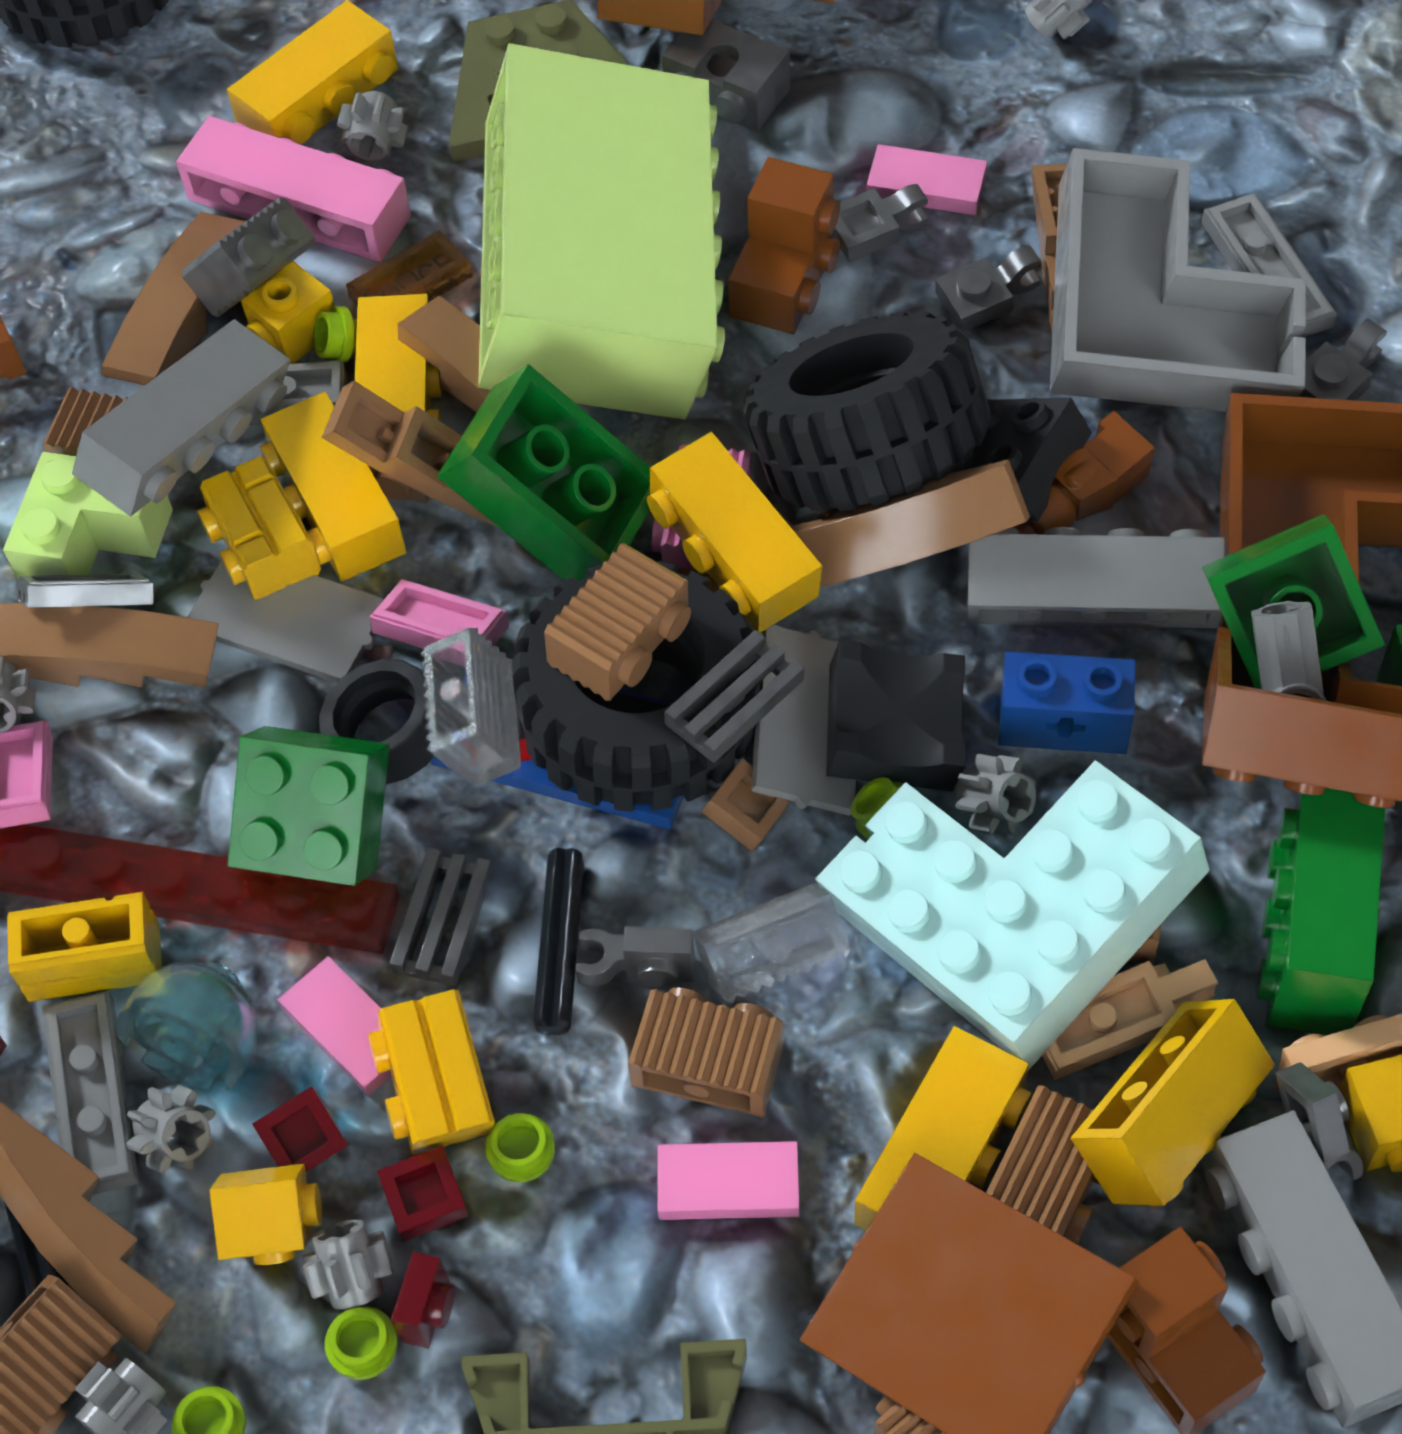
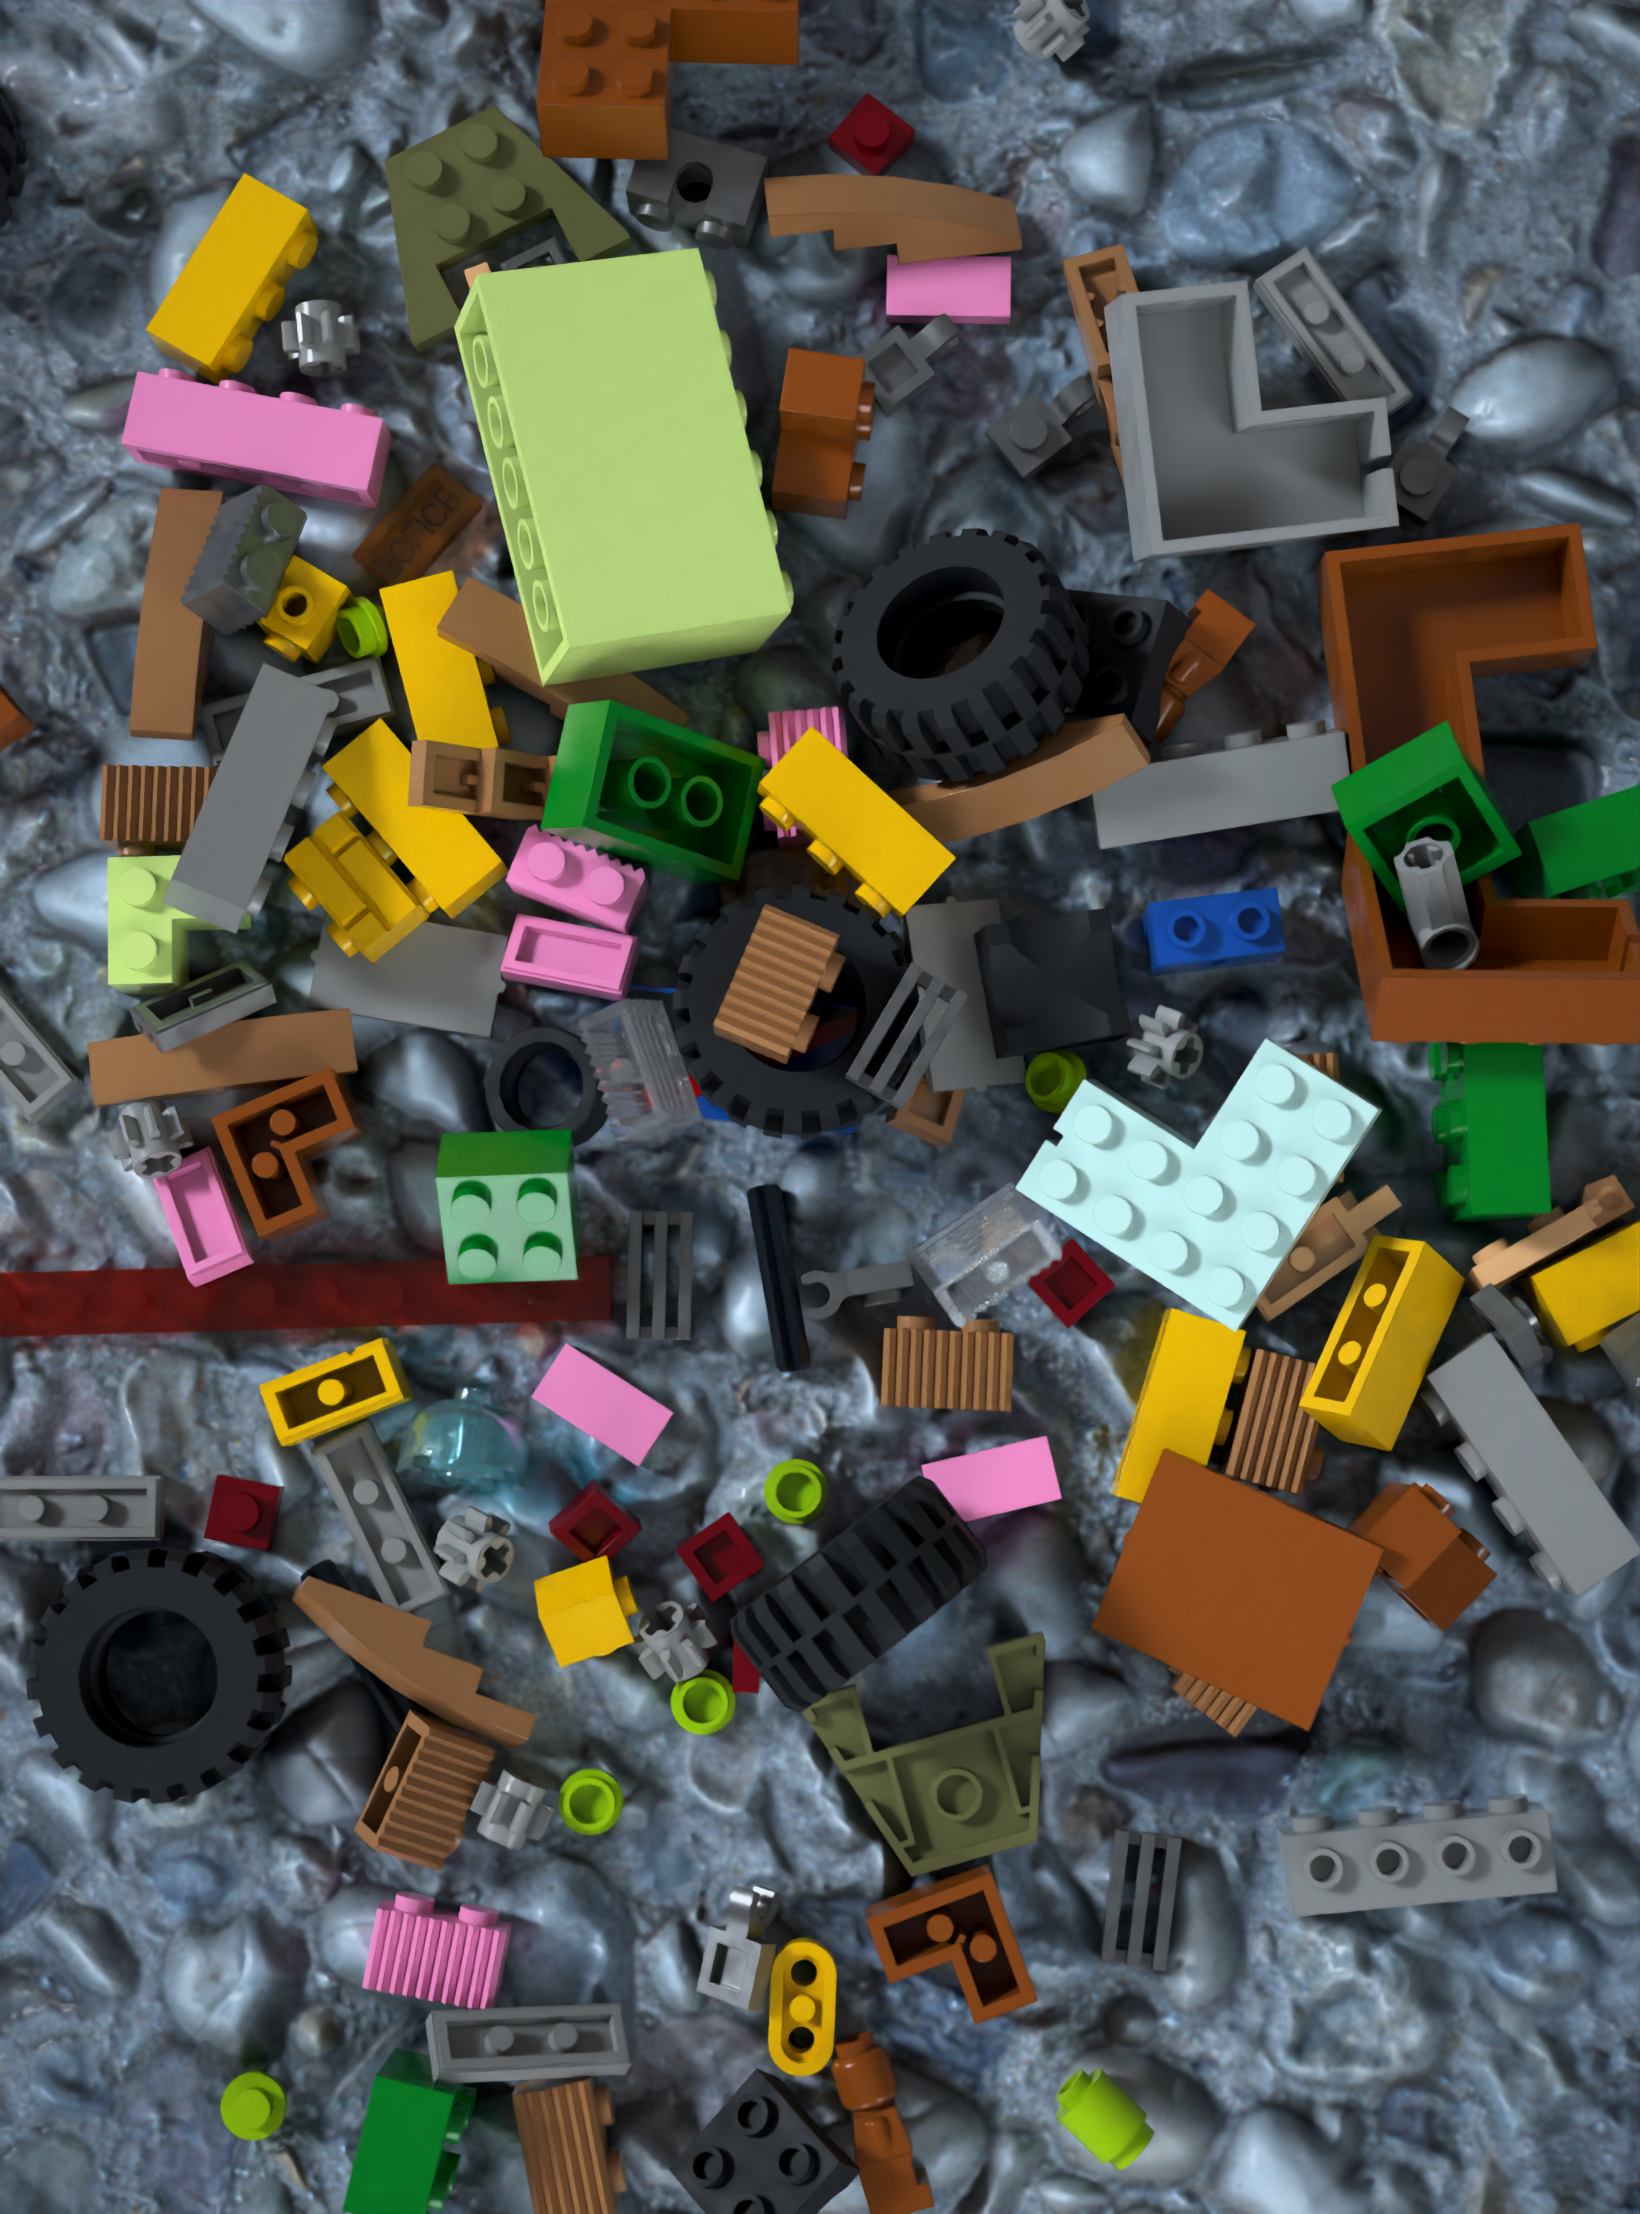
camera: 10 degrees left, 25 degrees up
(112, 712) = (272, 1144): none -> dark orange brick
(432, 1072) = (703, 1448): yellow brick -> none
(464, 554) = (578, 881): none -> bright pink brick
(547, 1216) = (859, 1594): none -> black tyre
(854, 998) = (1070, 1284): none -> dark red plate
(884, 69) = (871, 137): none -> dark red plate
(910, 116) = (915, 215): none -> medium nougat slope

